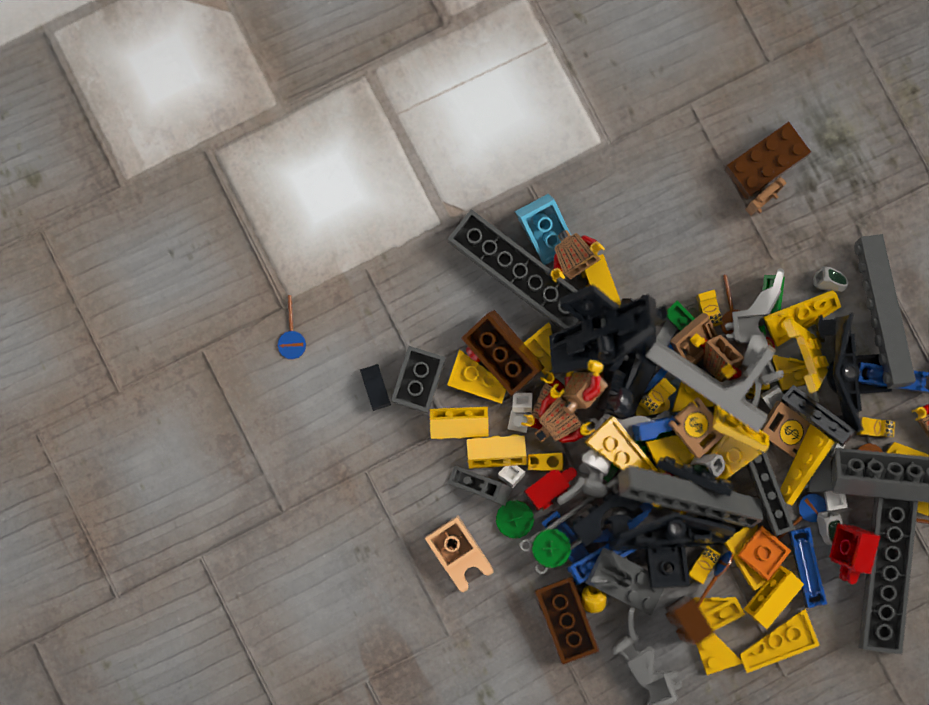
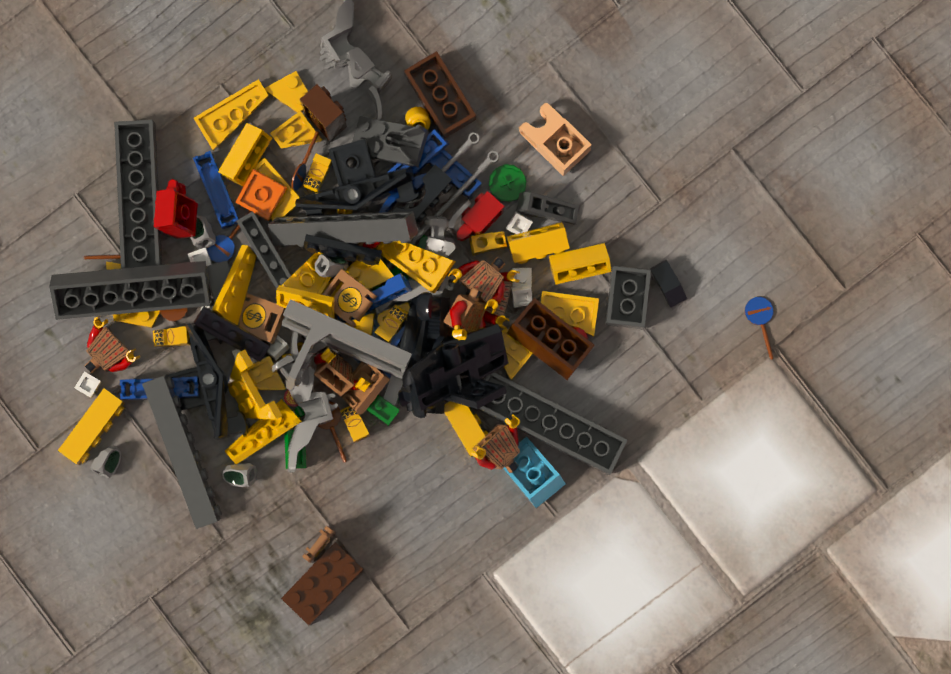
camera: 165 degrees right, 0 degrees up
(551, 548) = (467, 158): green tile -> none

